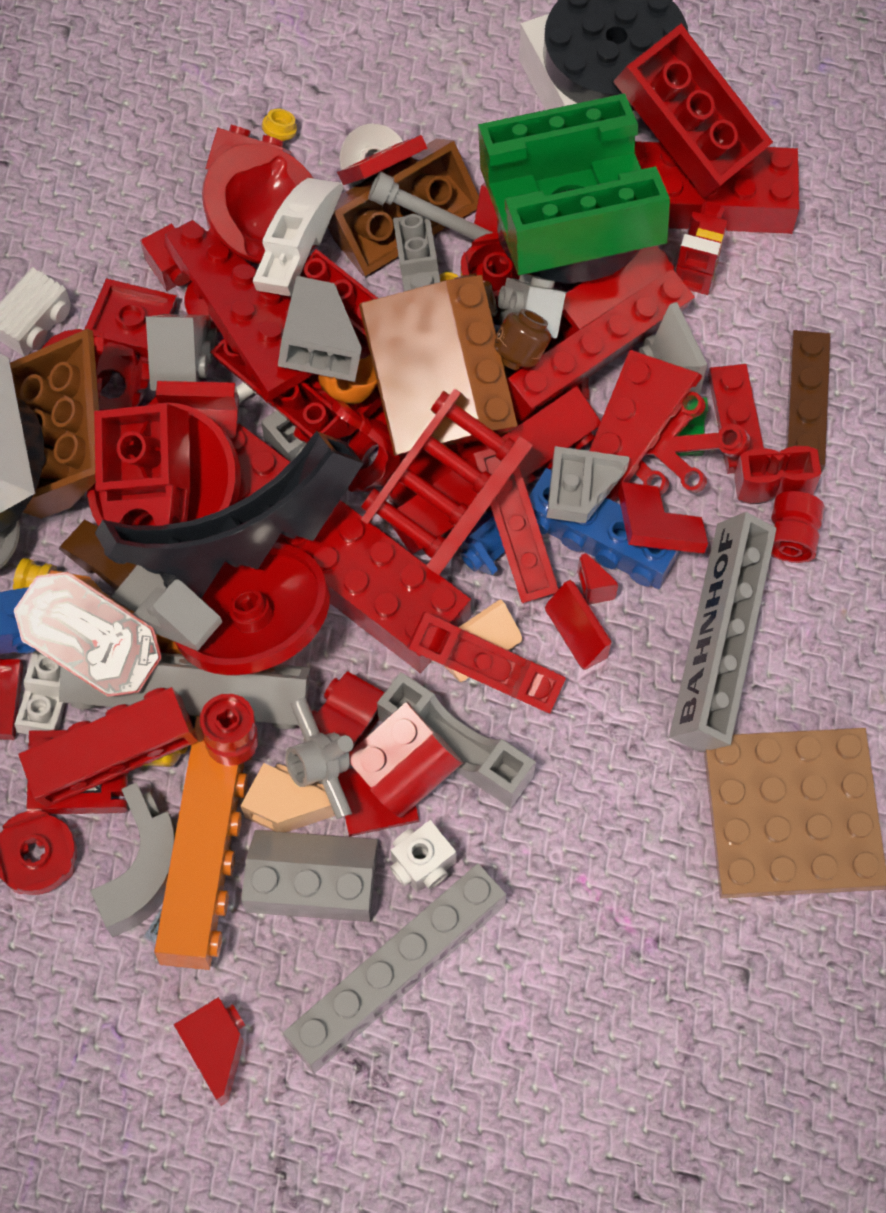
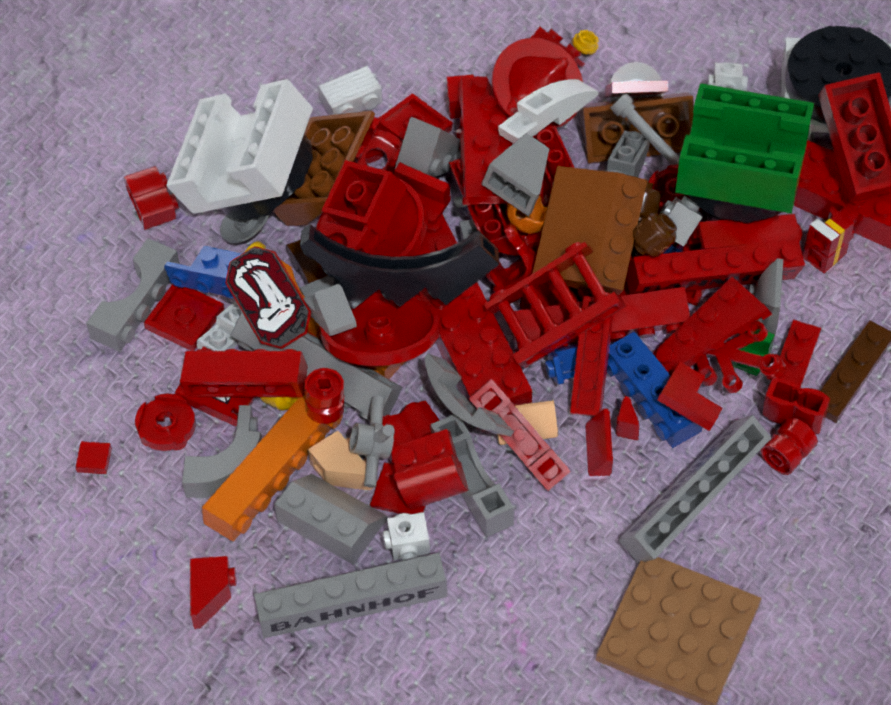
camera: 30 degrees right, 10 degrees down
(359, 636) = (444, 379): none -> light grey slope
(475, 104) = (728, 76): none -> white brick
(581, 482) = (650, 348): light grey wing -> none

